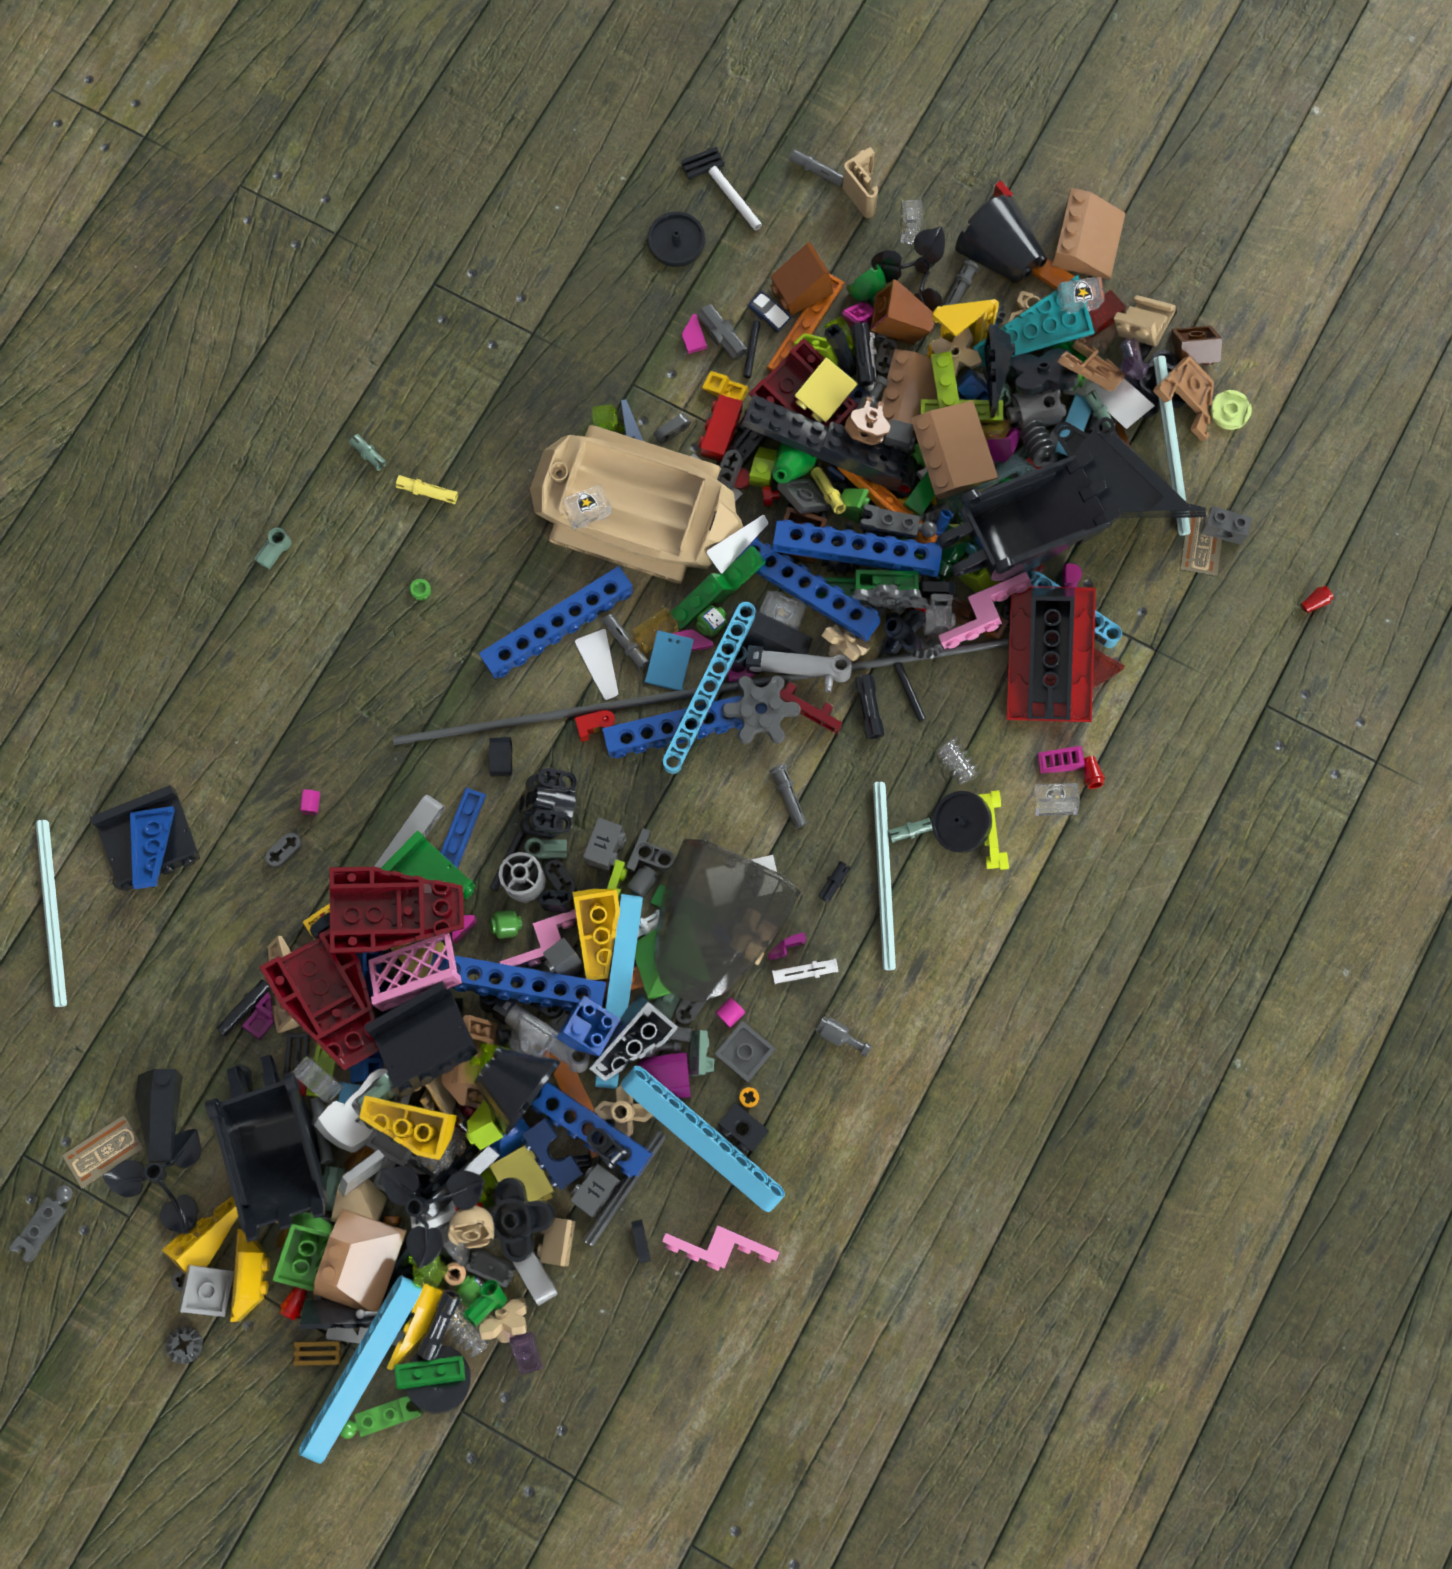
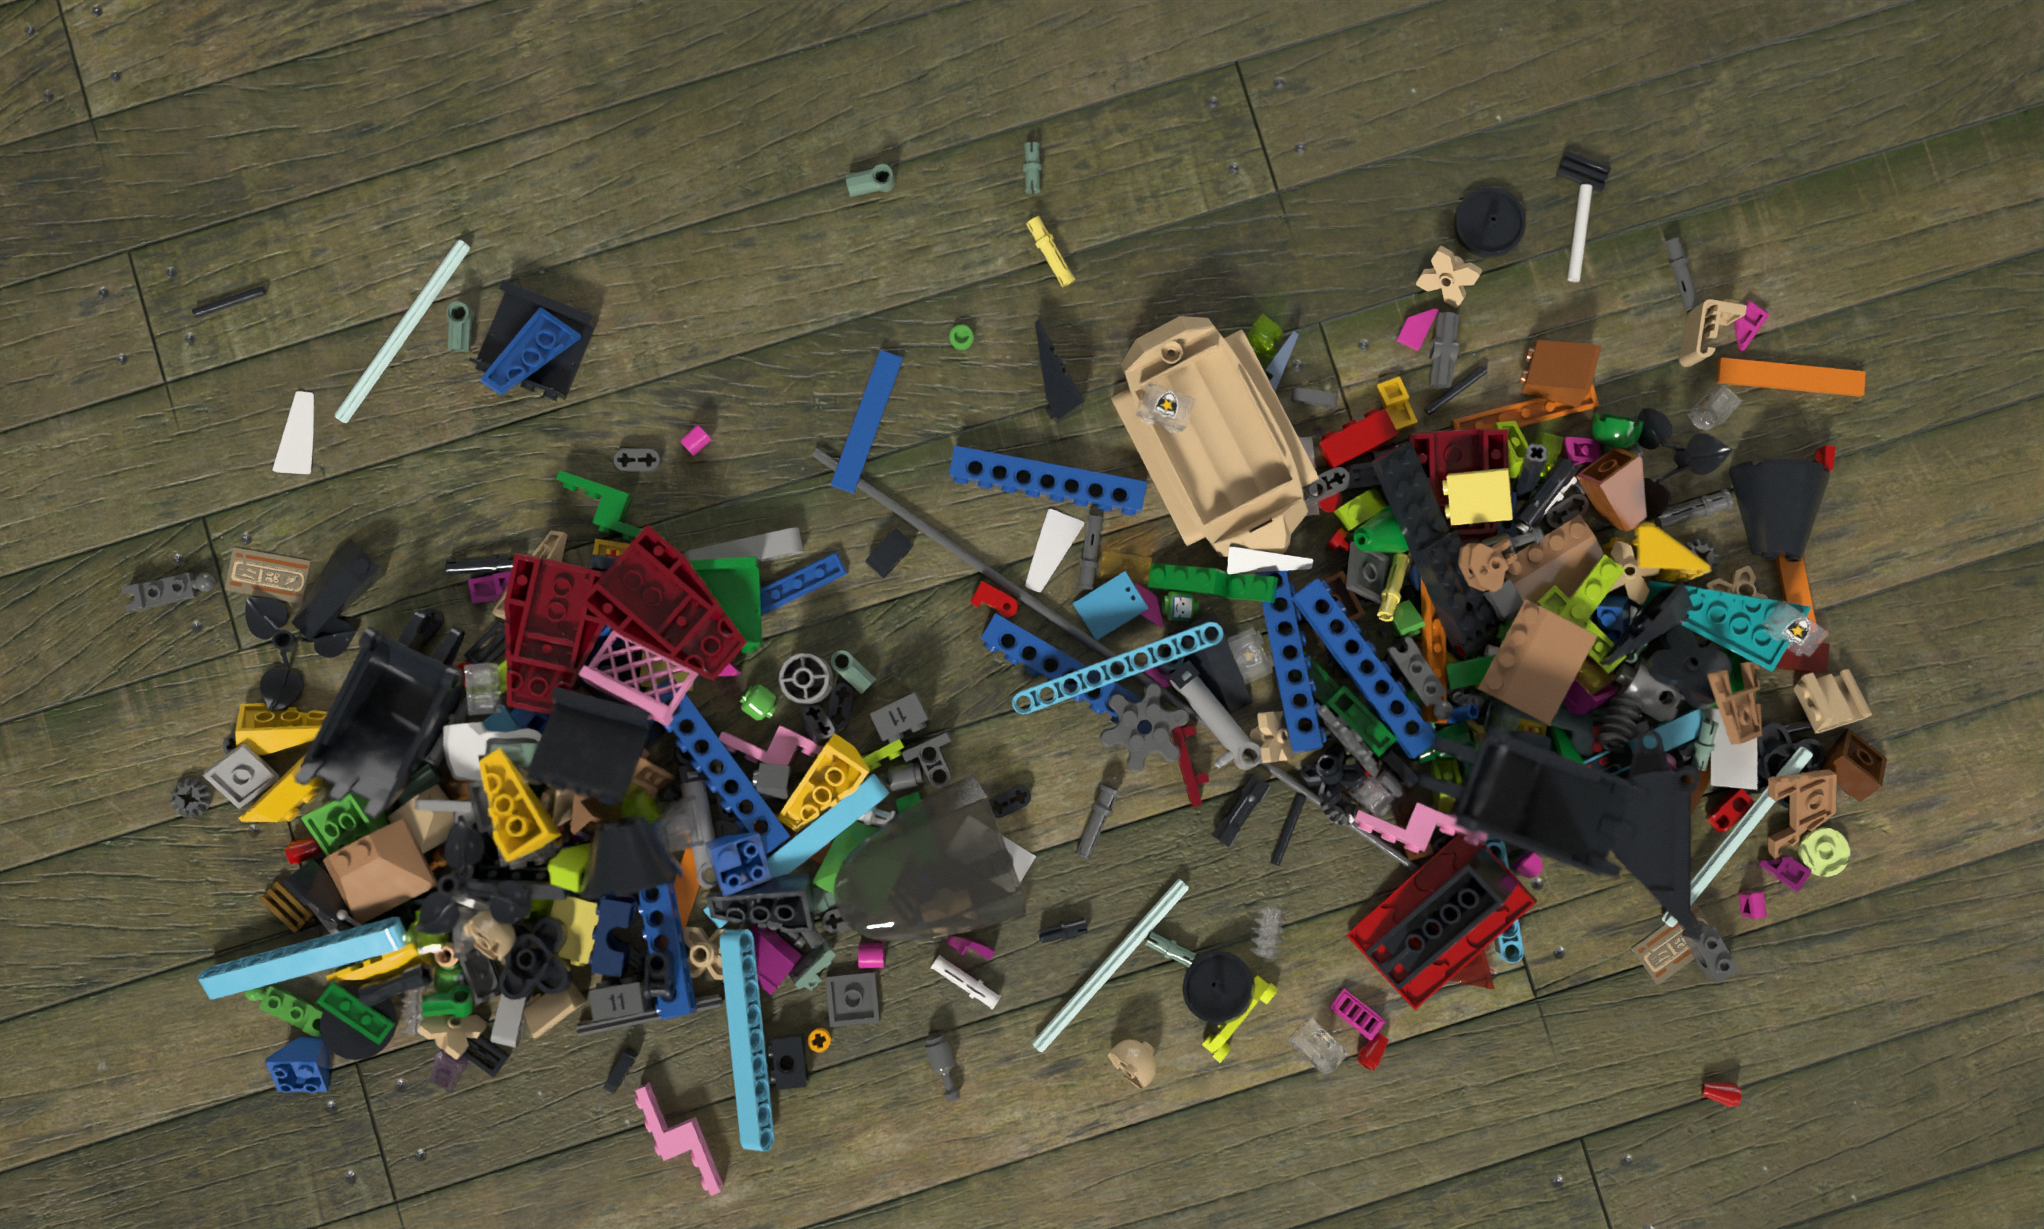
camera: 40 degrees right, 10 degrees up
(43, 1047) = (297, 440): none -> white sticker
(88, 875) = (460, 330): none -> sand green piece
(295, 893) = (612, 506): none -> green bracket
(409, 692) = (867, 422): none -> blue tile
(425, 1447) = (301, 1066): none -> blue slope
(512, 560) = (1060, 390): none -> black wedge
(512, 849) = (813, 647): black bar -> none
(548, 803) = (887, 636): black piece -> none
(557, 1318) = (490, 1046): none -> black tile
(682, 287) = (1450, 275): none -> tan plant
(718, 834) = (1012, 807): none -> black beam
(770, 311) = (1505, 370): slope -> none
(883, 161) = (1749, 324): none -> dark pink tile
(937, 167) = (1790, 377): none -> orange tile
(957, 916) = (1135, 1061): none -> tan cylinder
(1089, 235) = (1862, 572): medium nougat slope -> none
(1132, 359) = (1776, 733): clear purple piece -> none
(1152, 435) = (1729, 810): none -> red leg
(1221, 440) = (1787, 871): none -> magenta slope
(1221, 476) = (1752, 904): none -> dark pink brick

